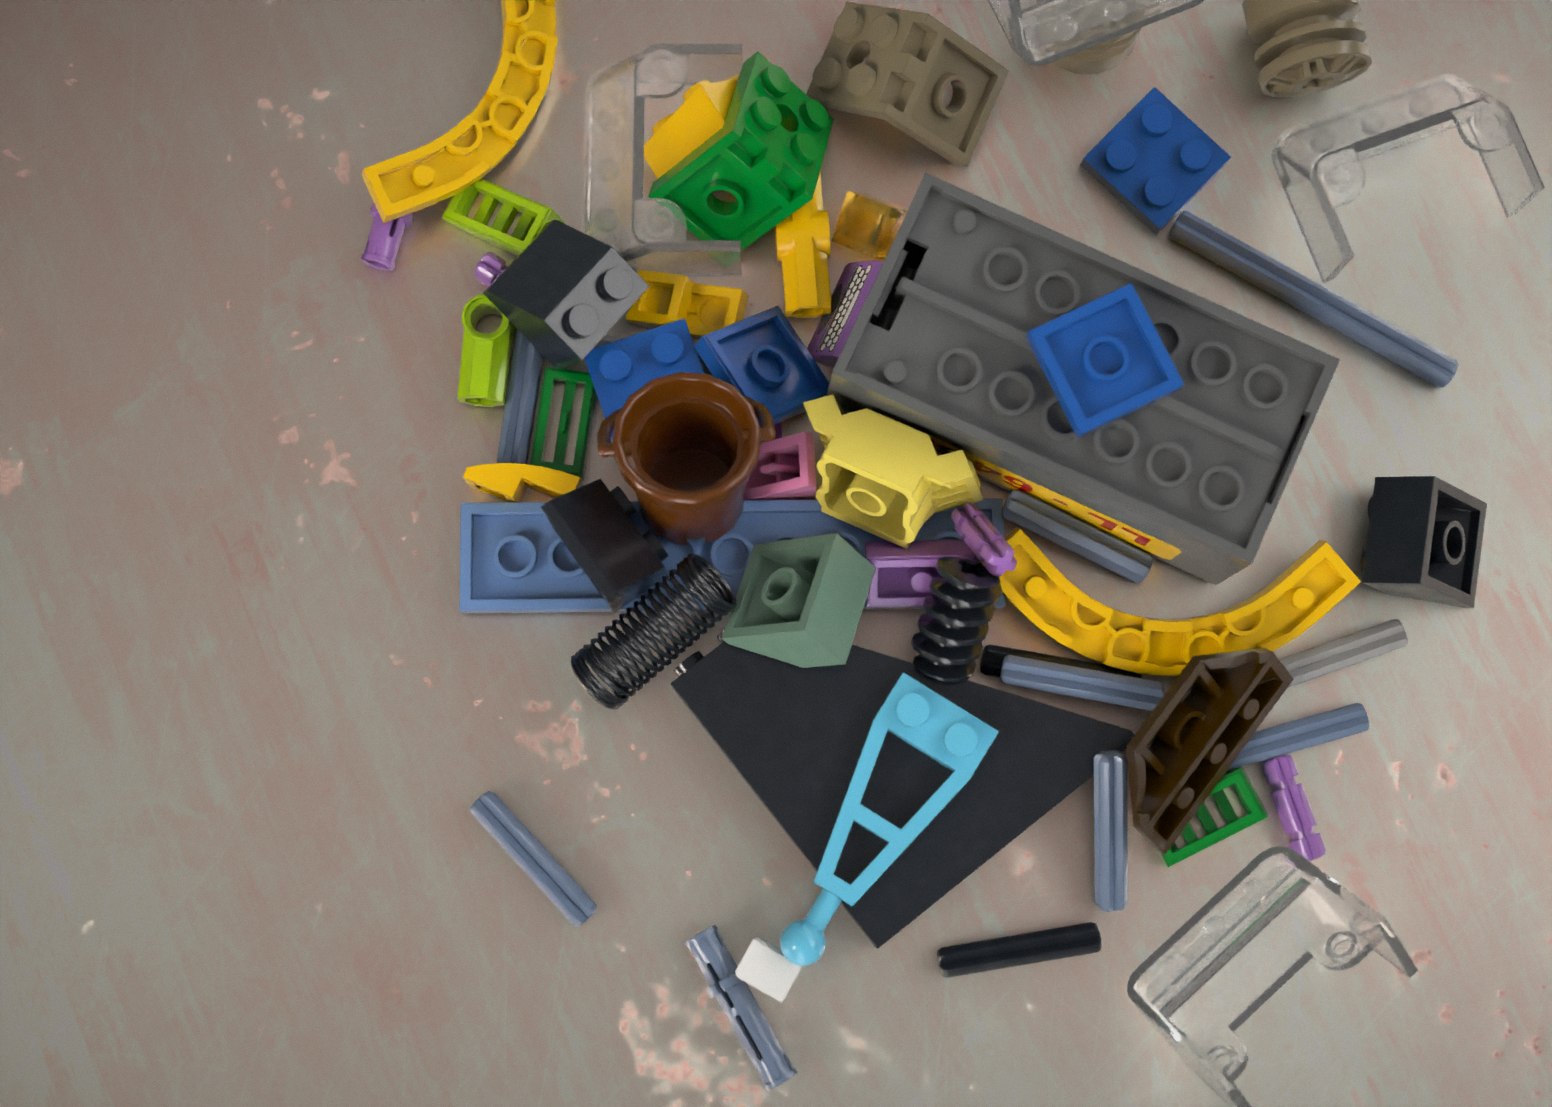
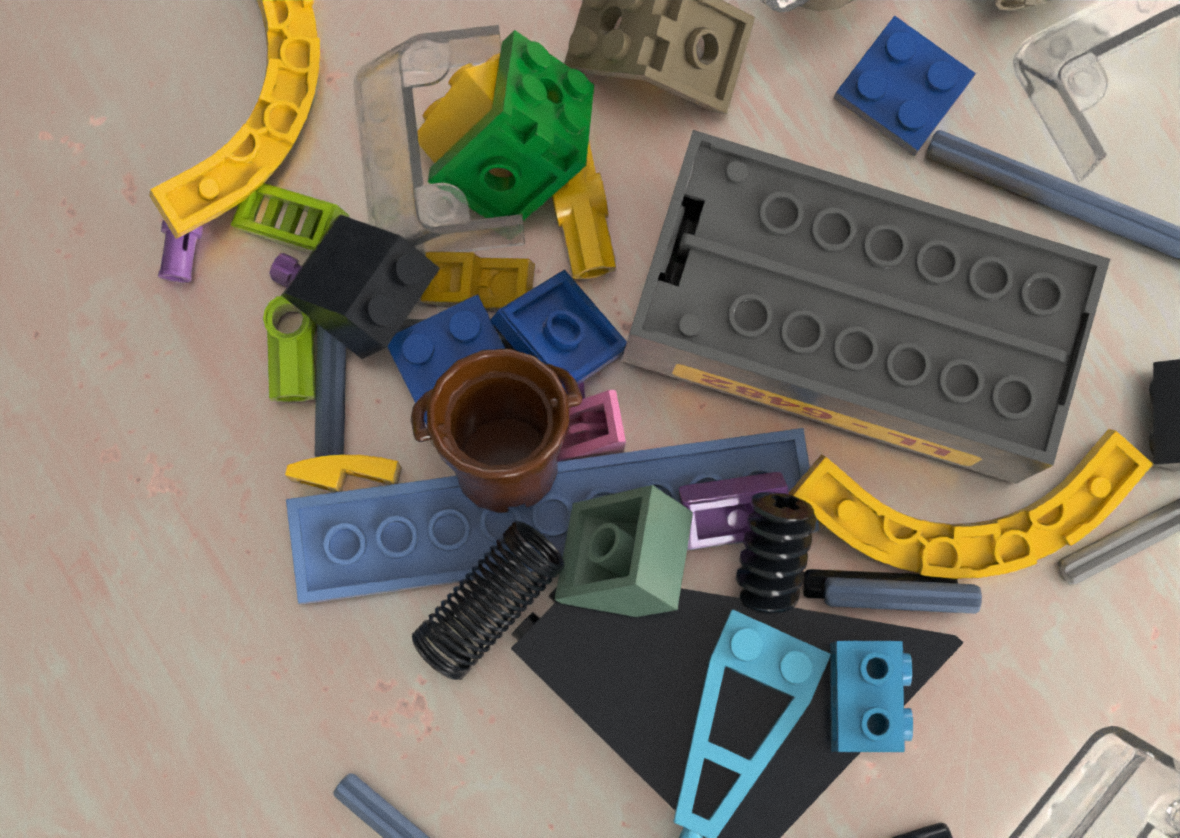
camera: 10 degrees left, 0 degrees up
(571, 379) = (376, 365): green tile -> none
(606, 542) = (432, 521): black slope -> none
(845, 308) = (632, 260): slope -> none
(868, 224) = (642, 181): clear yellow slope -> none
(885, 472) = (689, 419): light yellow slope -> none
(984, 539) = (792, 471): medium lavender axle -> none
(1032, 779) = (869, 696): none -> dark azure brick
(1077, 536) = (878, 454): sand blue axle -> none
(1104, 360) = (888, 289): blue plate -> none
(1110, 831) = (948, 733): sand blue axle -> none
(1198, 736) = (1019, 634): dark brown wedge -> none
(1249, 799) = (1064, 710): green slope -> none
(1293, 807) = (1117, 687): medium lavender axle -> none
(1303, 734) = (1104, 621): sand blue axle -> none

